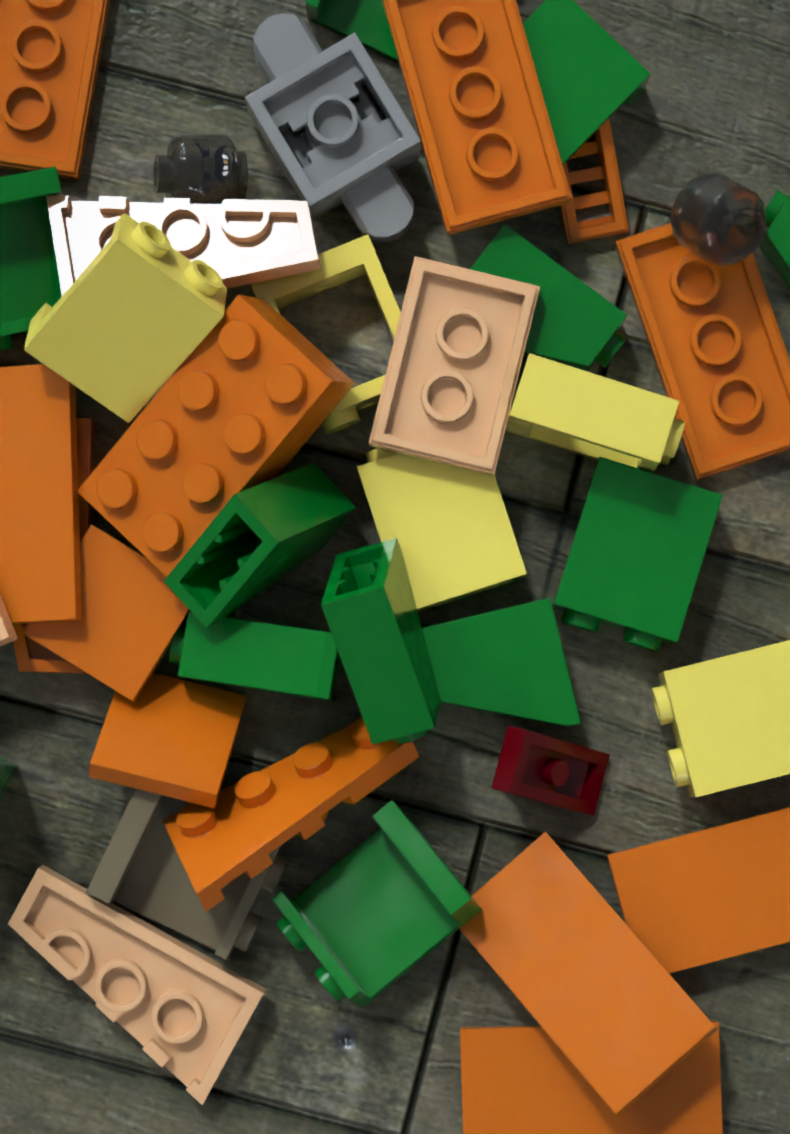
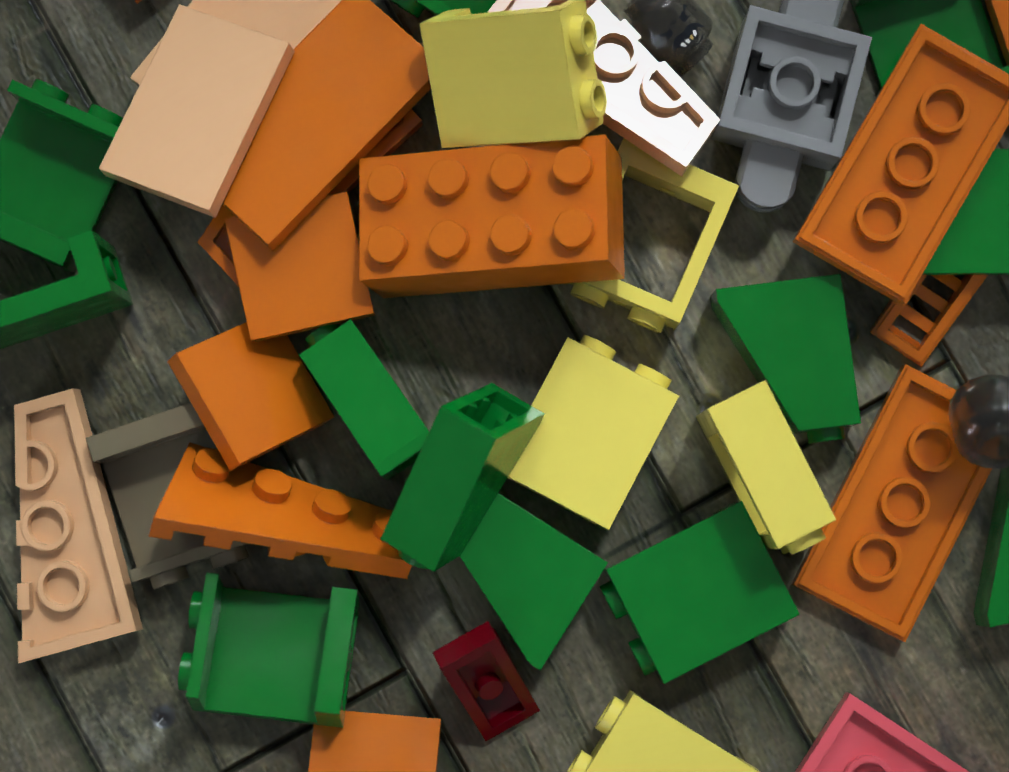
camera: 40 degrees right, 0 degrees up
(258, 541) = (447, 319): green slope -> none
(454, 366) = (705, 336): light nougat tile -> none

